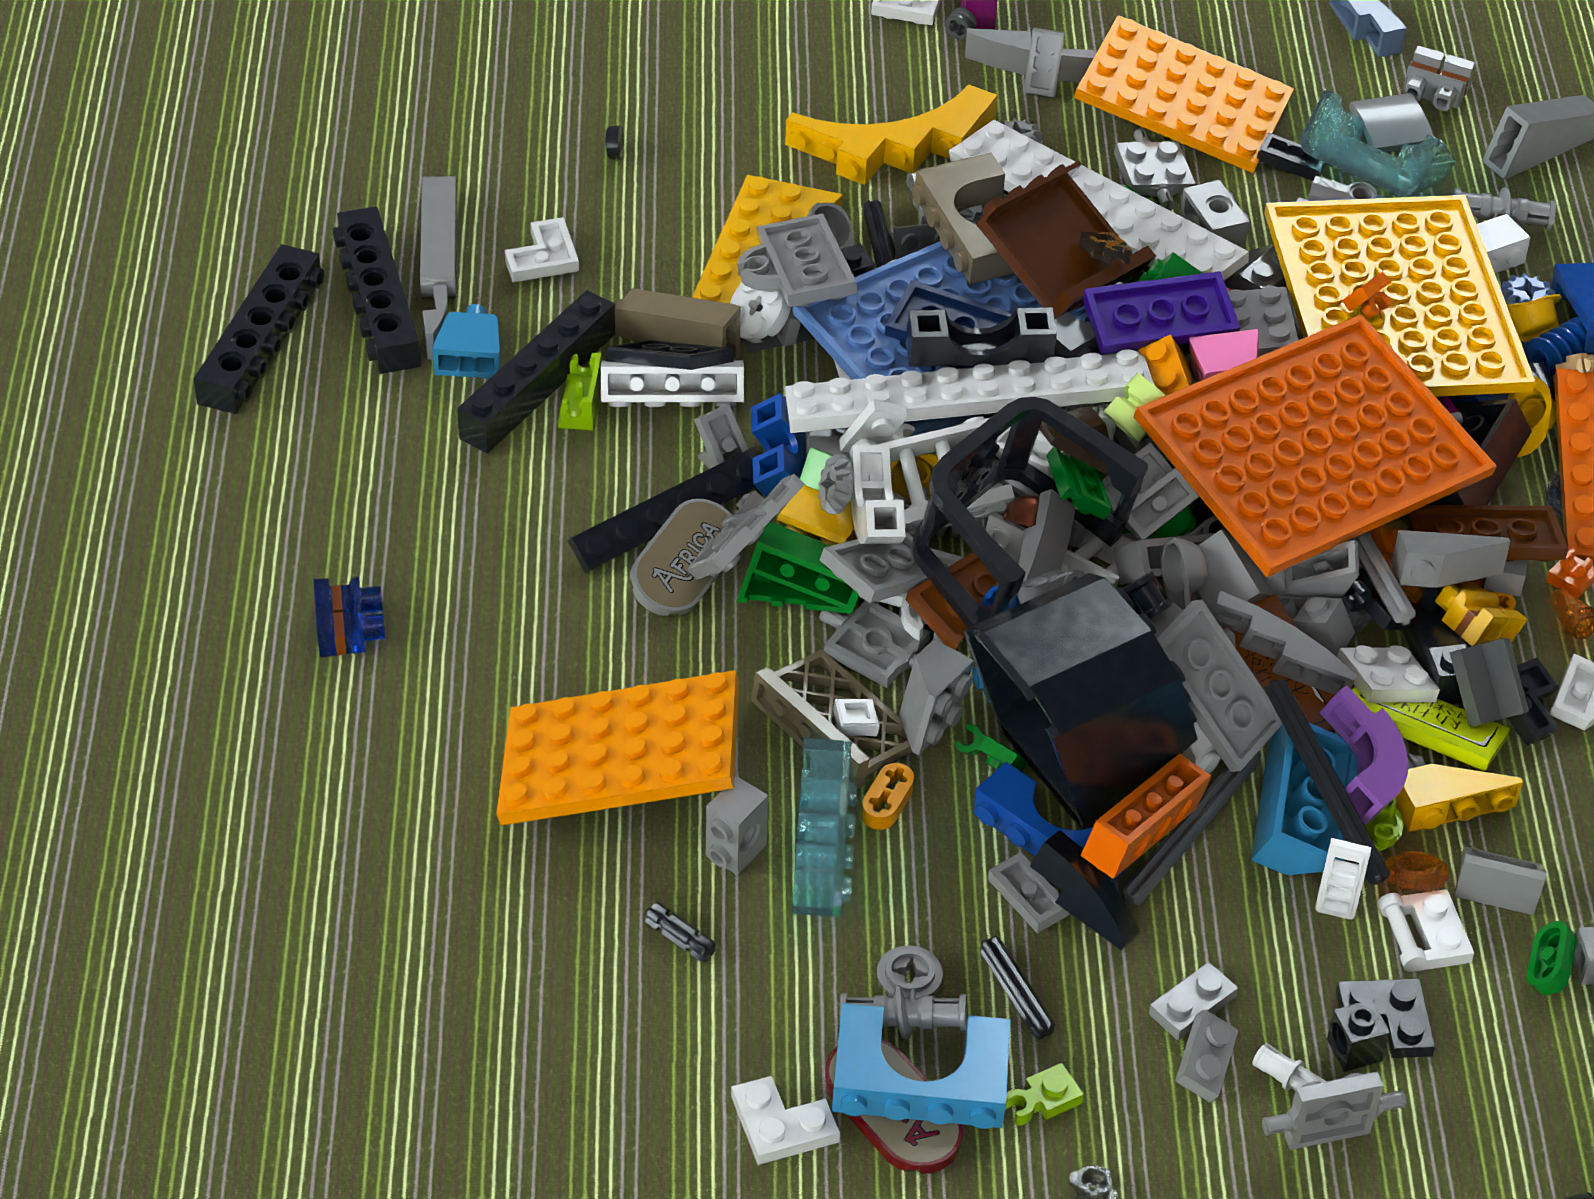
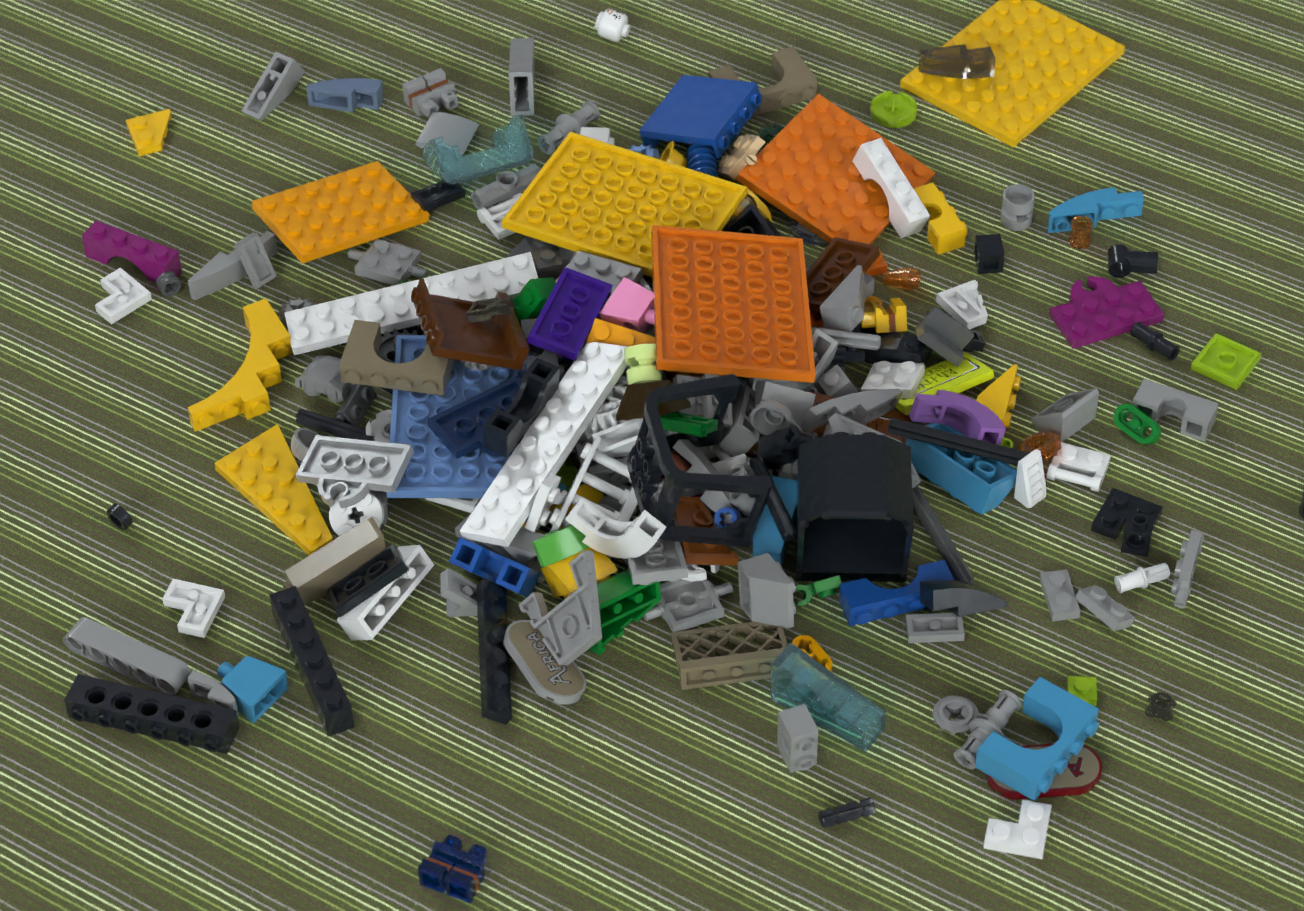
camera: 55 degrees left, 0 degrees up
(258, 329) = (134, 799): black brick -> none
(581, 394) = (350, 647): lime hinge -> none
(620, 748) = (695, 767): light orange plate -> none
(836, 484) = (575, 533): light grey gear -> none
(856, 717) = (746, 639): white tile -> none
(1017, 987) = (998, 669): black axle -> none
(1145, 816) = (942, 538): orange brick -> none
(1215, 211) = (458, 253): light grey brick -> none
(1369, 295) = (627, 216): orange tile -> none

